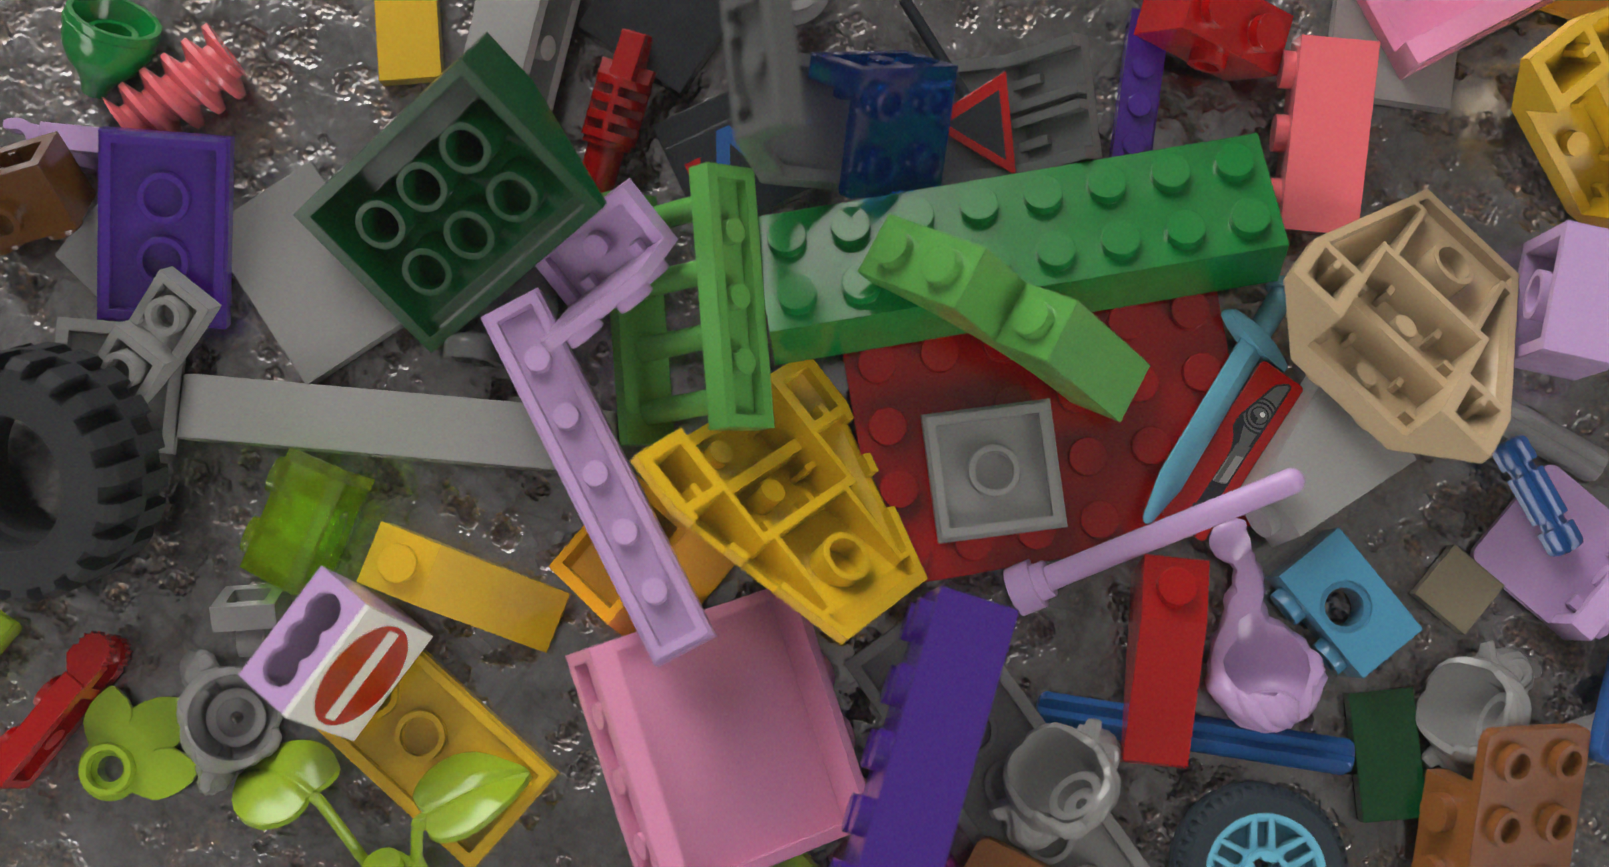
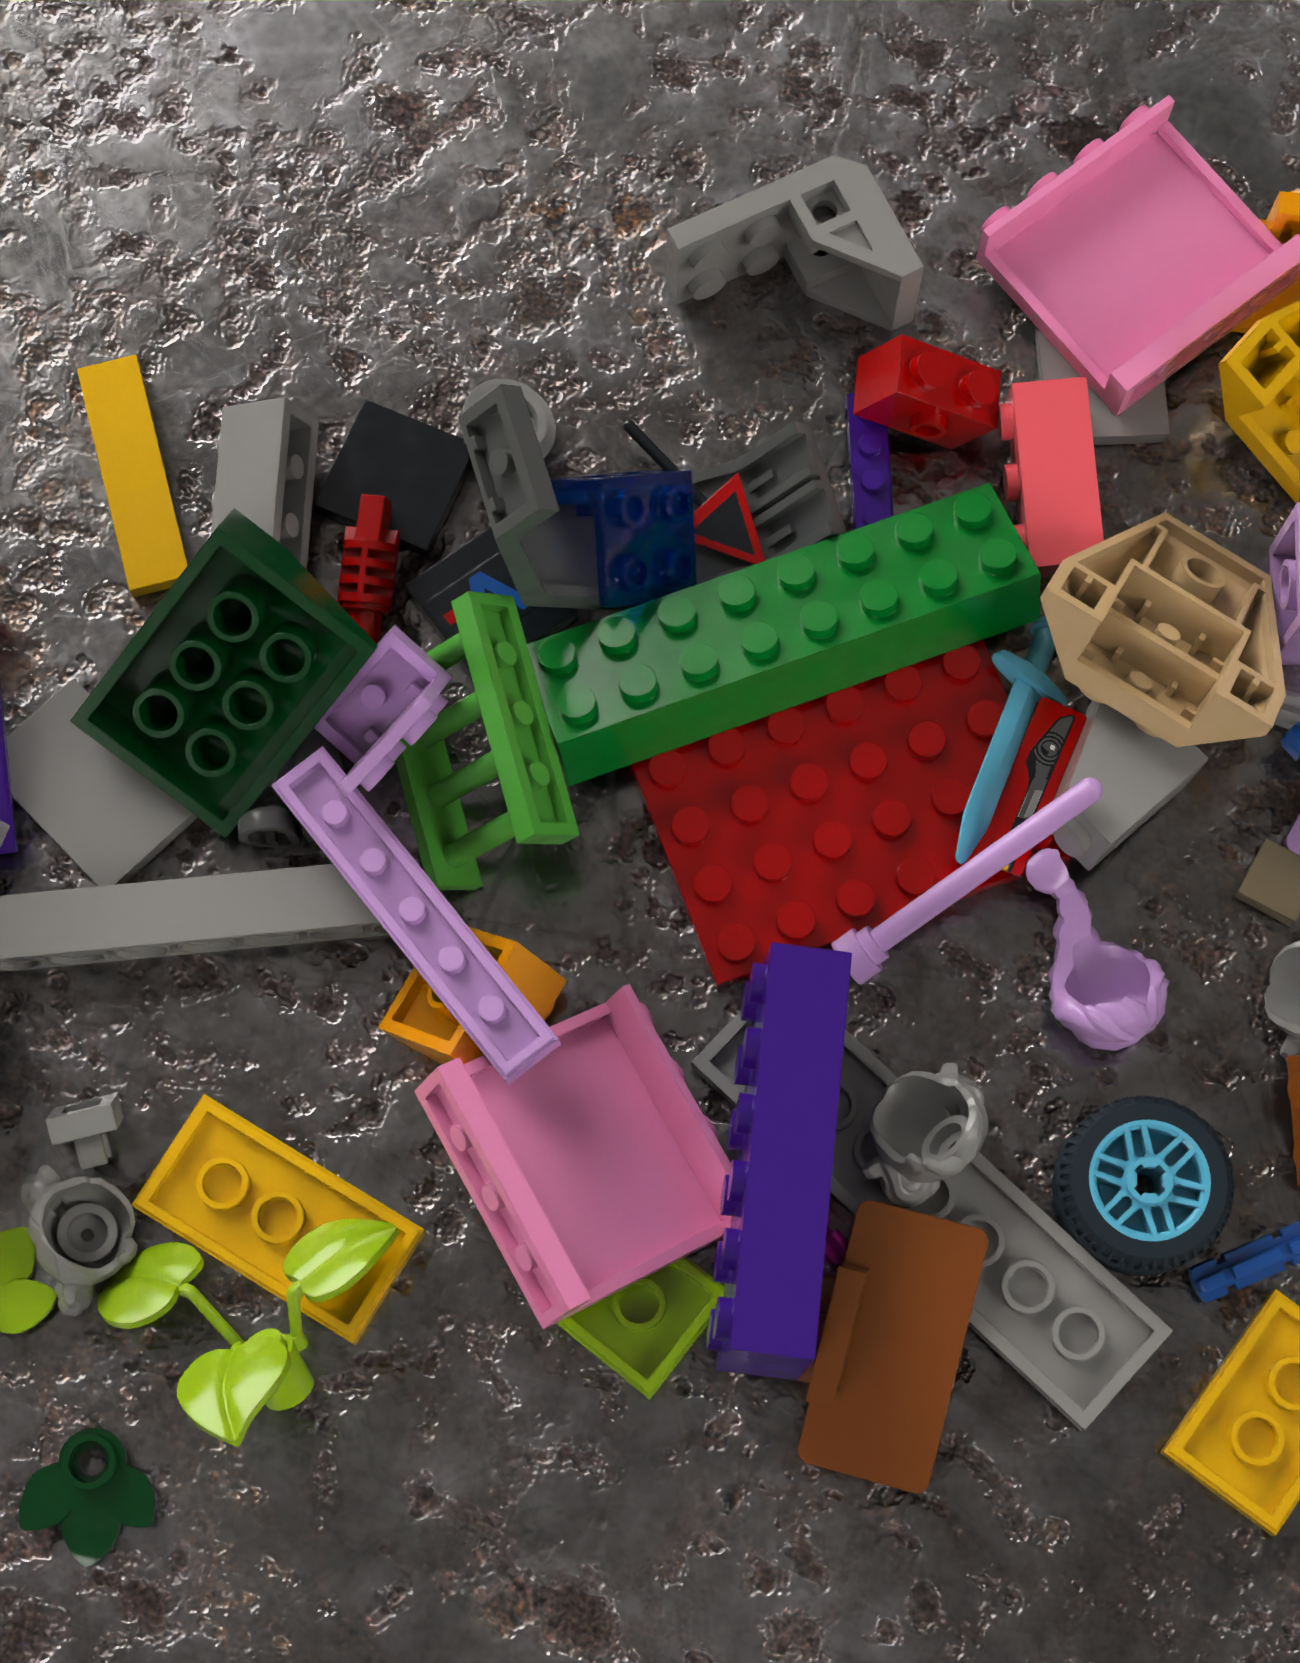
camera: 15 degrees left, 10 degrees down
(304, 520) = (127, 1021): clear neon green slope -> none
(335, 655) = (184, 1134): piece -> none
(463, 587) = (295, 1058): yellow slope -> none
(793, 505) = (610, 906): yellow wedge -> none
(993, 471) = (802, 846): light grey tile -> none
(1025, 322) = (809, 687): bright green arch -> none
(1164, 659) = (1006, 995): red slope -> none
(1215, 735) = (1070, 1066): blue axle -> none
(1377, 617) = (1159, 878): dark azure brick -> none
(1386, 754) = (1244, 1053): dark green tile -> none

